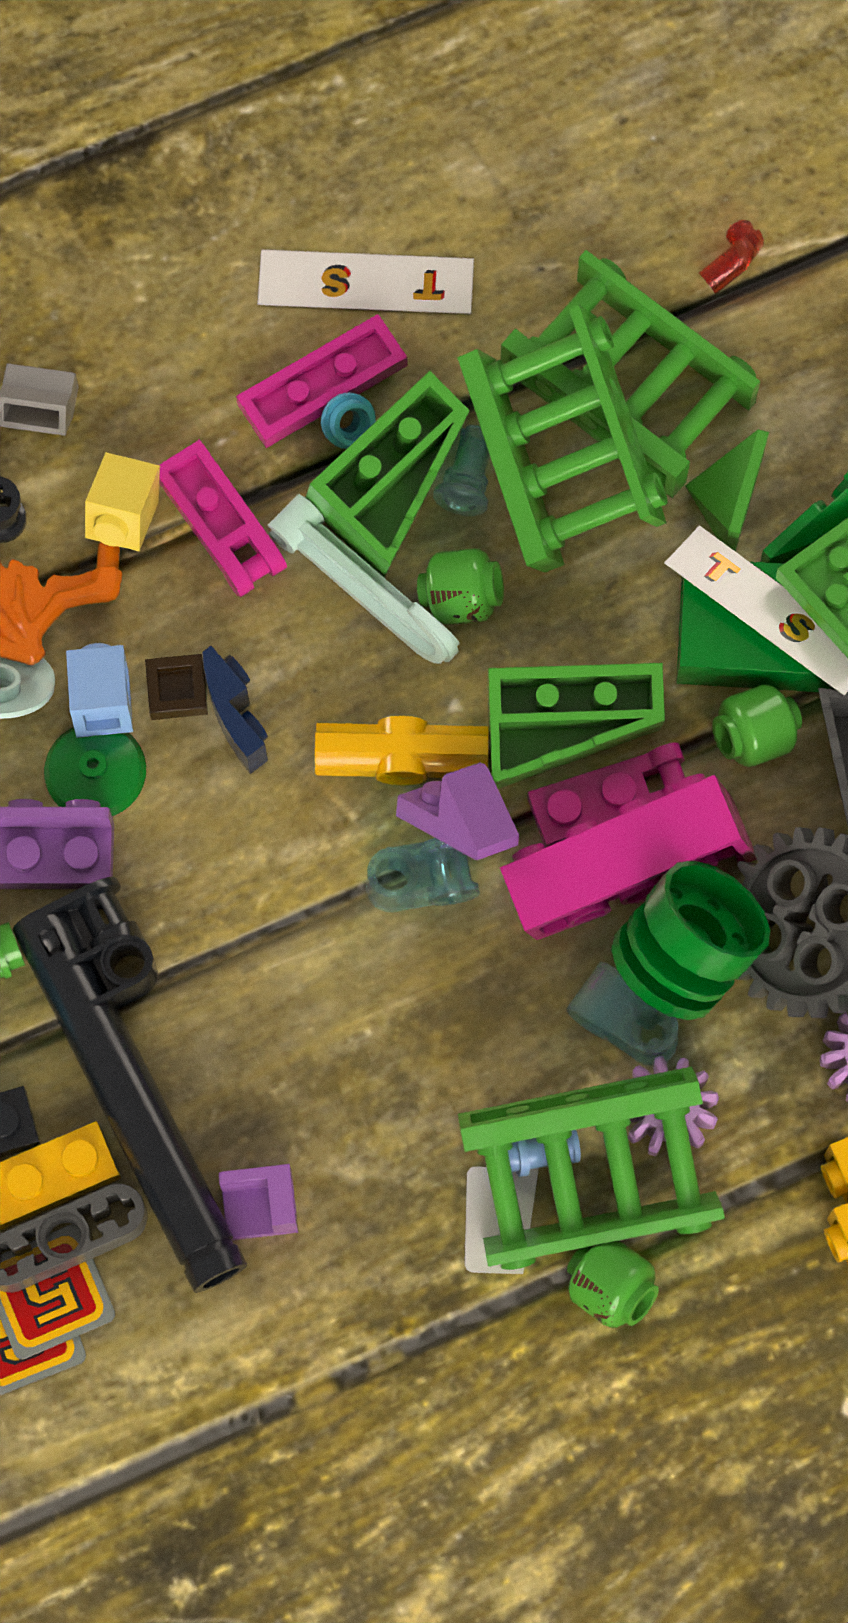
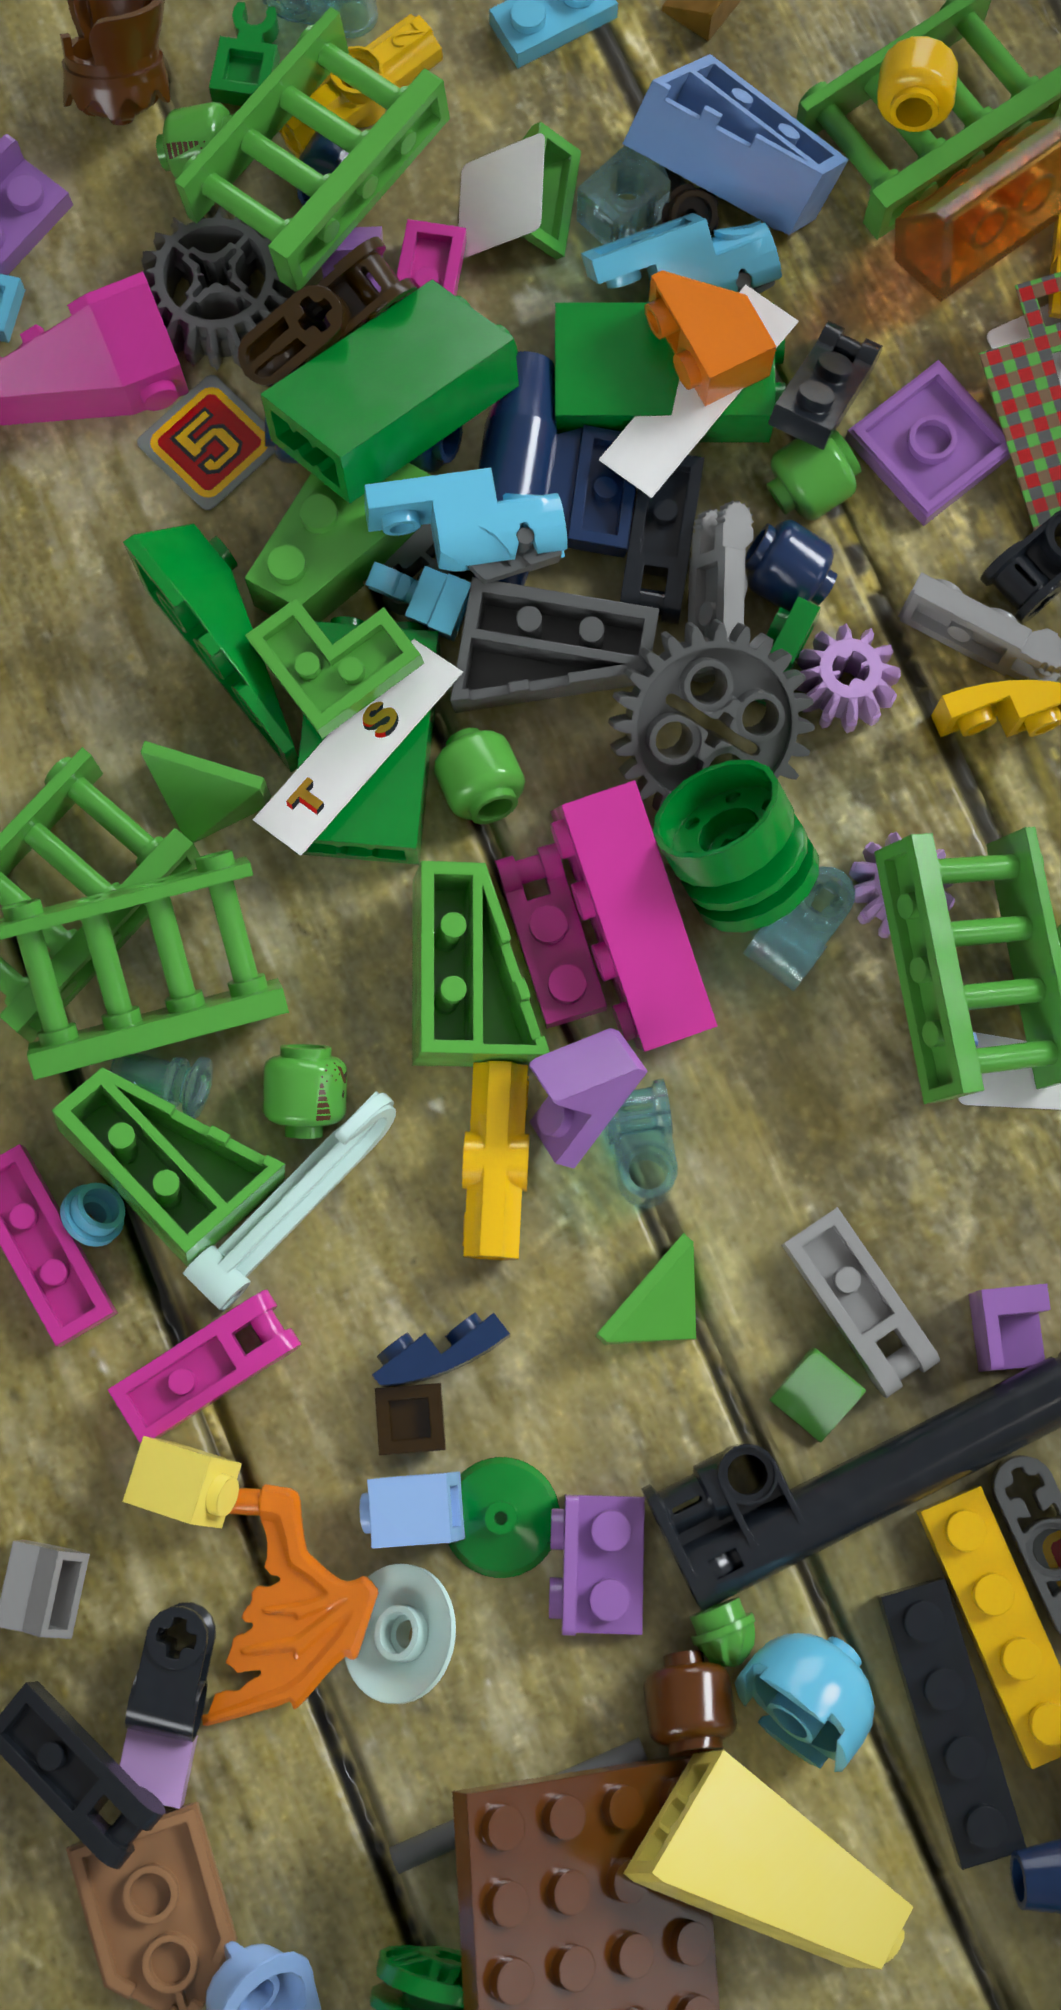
camera: 90 degrees left, 5 degrees up
(200, 1033) = (817, 1394): none -> bright green slope
(279, 894) = (660, 1305): none -> bright green slope
(282, 1068) = (860, 1300): none -> light grey plate

